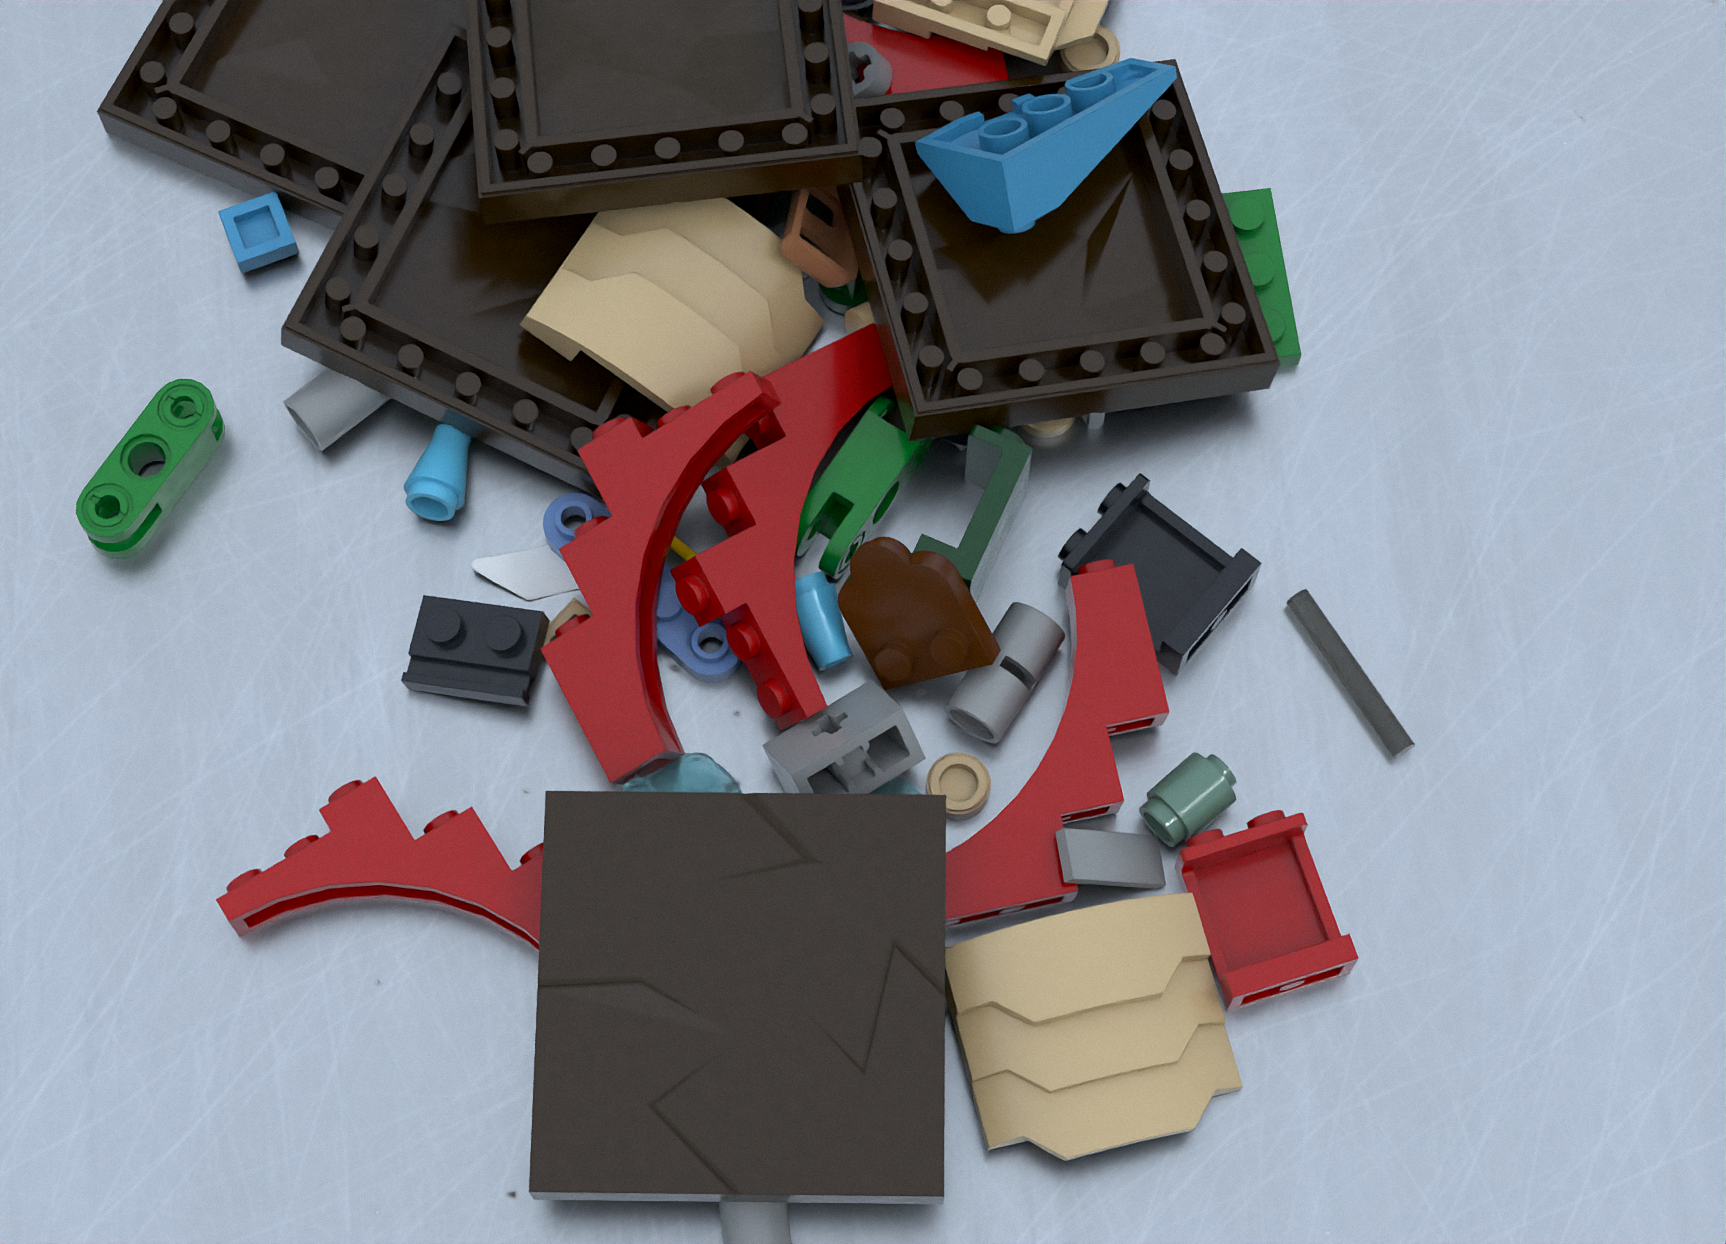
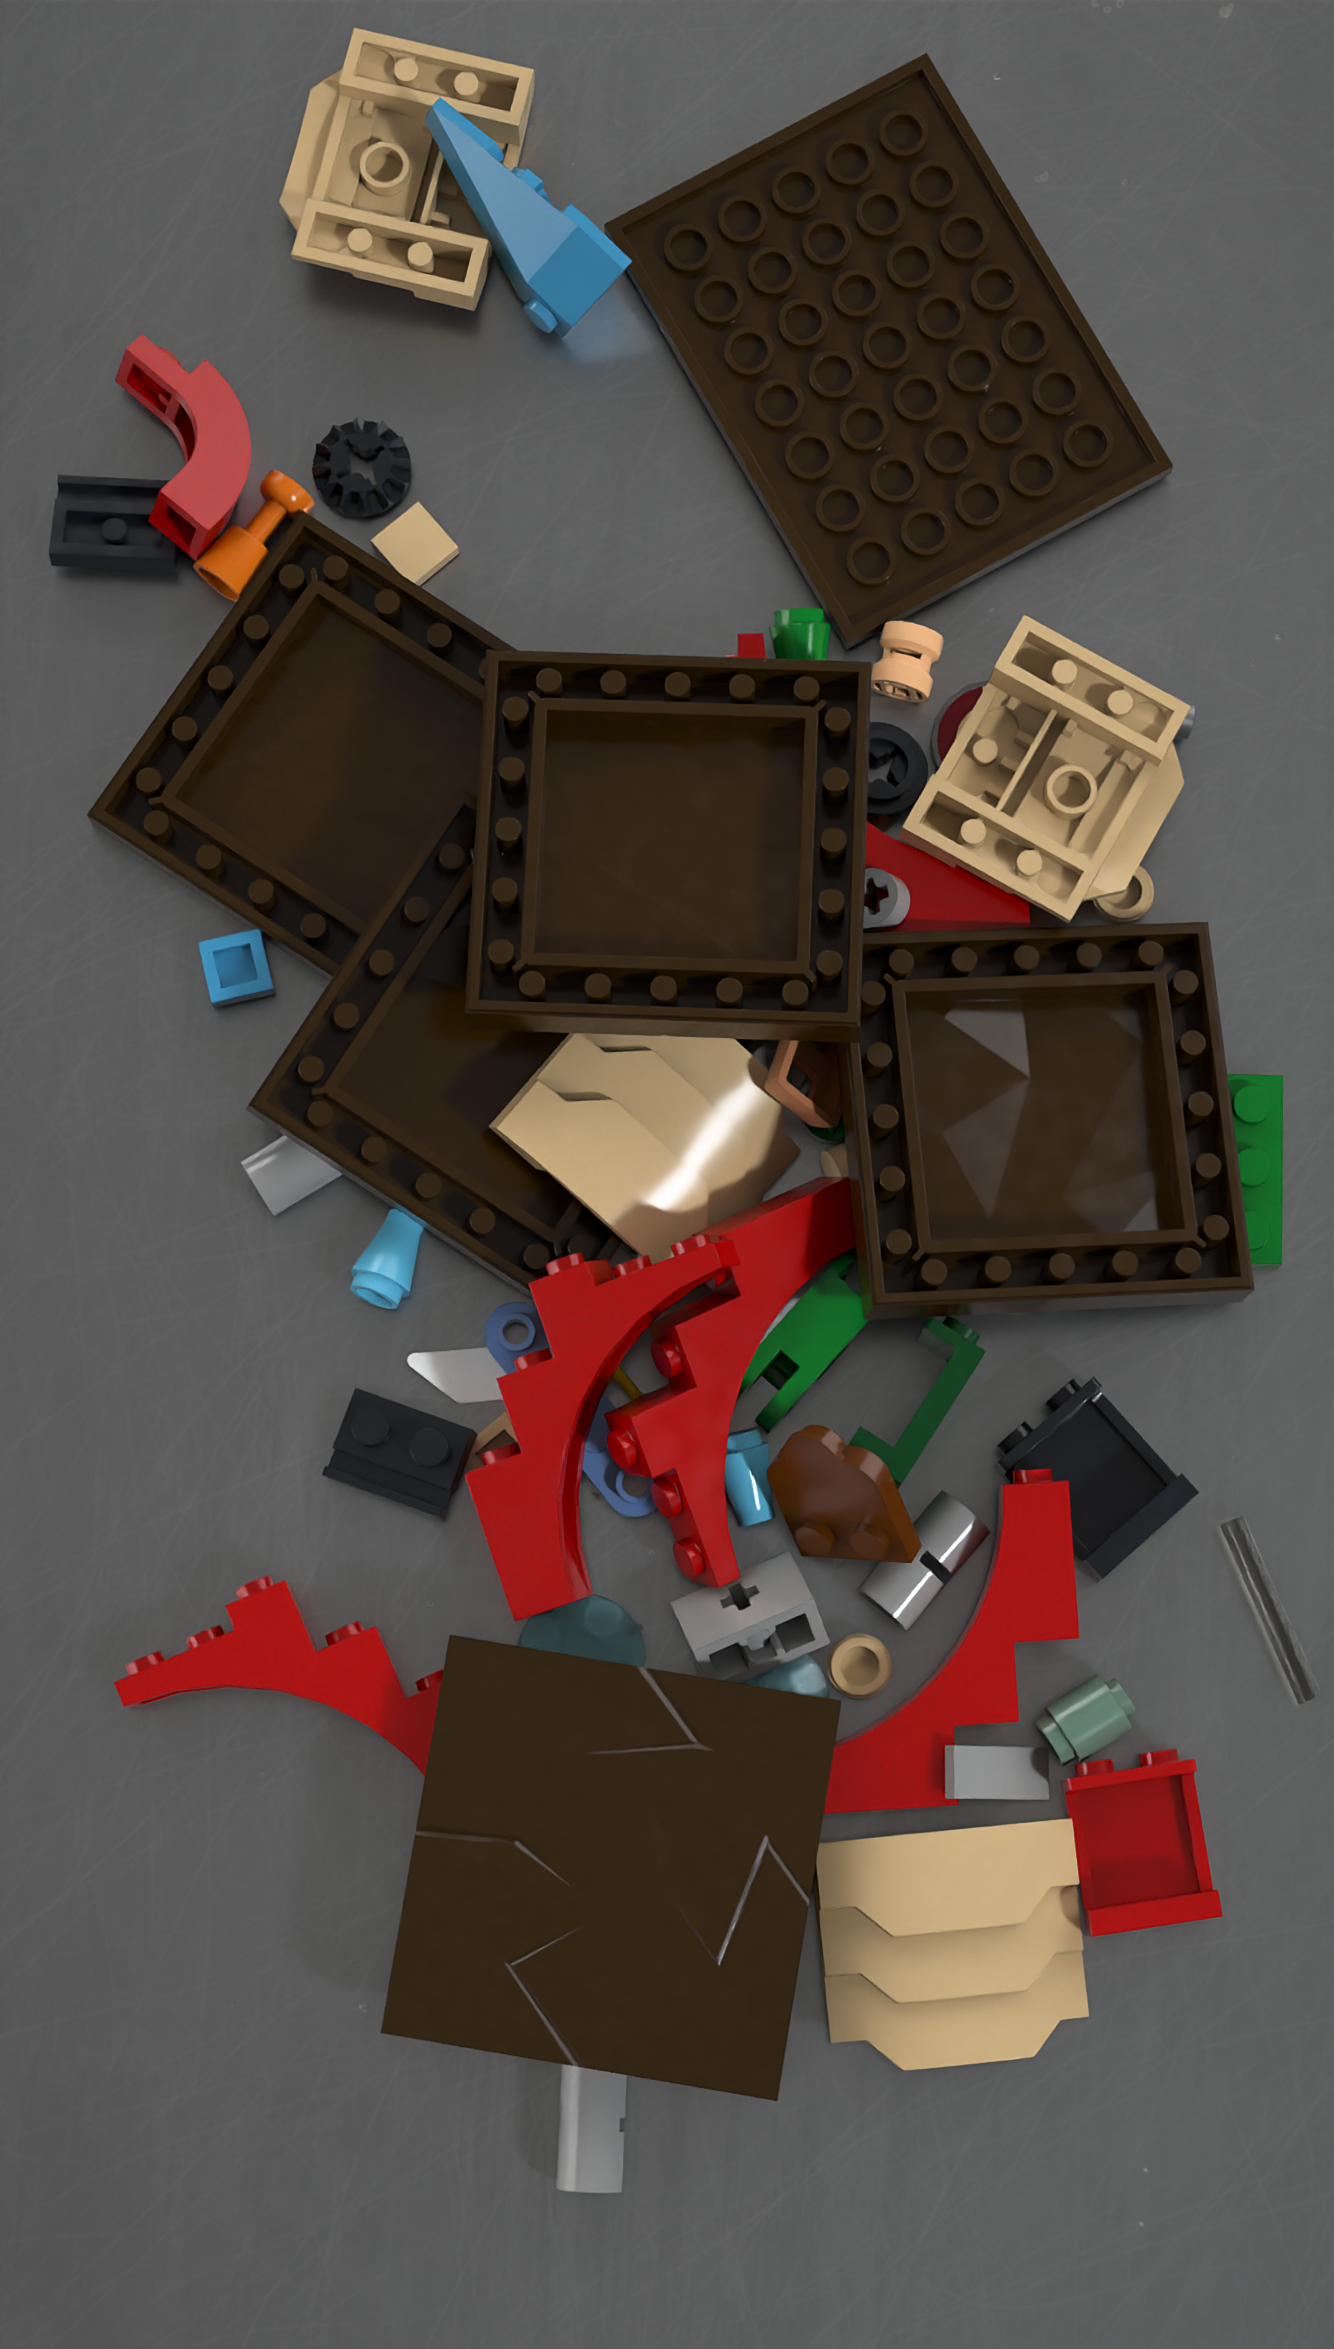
camera: 10 degrees right, 10 degrees up
(125, 509) = (110, 1178): green piece -> none
(1039, 153) = (1039, 1026): dark azure wedge -> none

